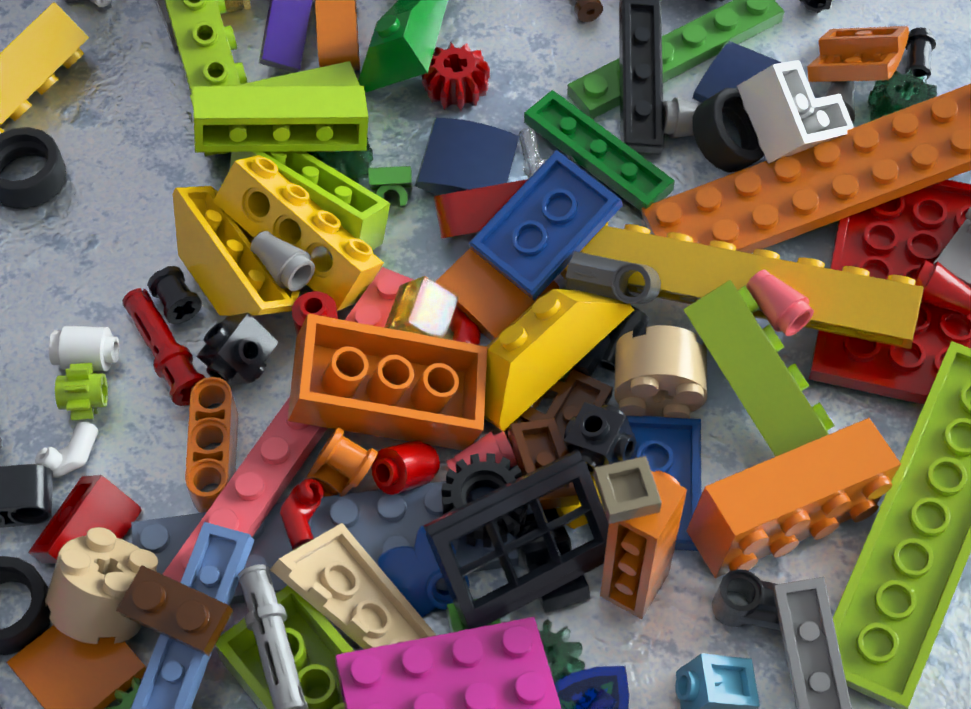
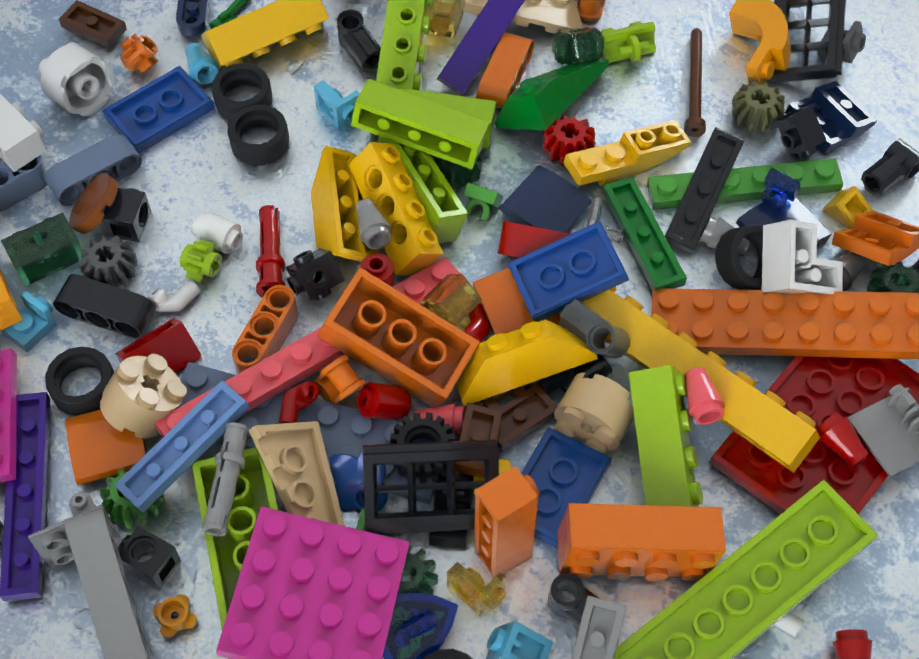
camera: 25 degrees right, 0 degrees up
(64, 186) = (258, 116): none -> black tyre
(135, 50) = (357, 39): none -> black piece
(152, 141) = (333, 105): none -> medium azure bracket
(174, 295) = (295, 221): black bush -> none
(175, 610) = (173, 430): reddish brown plate -> none
(534, 69) = (632, 155): none -> yellow slope
(600, 435) = (526, 441): black brick -> none
(624, 641) = (471, 588): none -> clear yellow bracket
(627, 489) = (491, 477): dark tan plate -> none
(727, 36) = (781, 185): none -> clear blue tile
(800, 35) = (846, 206): none -> yellow slope

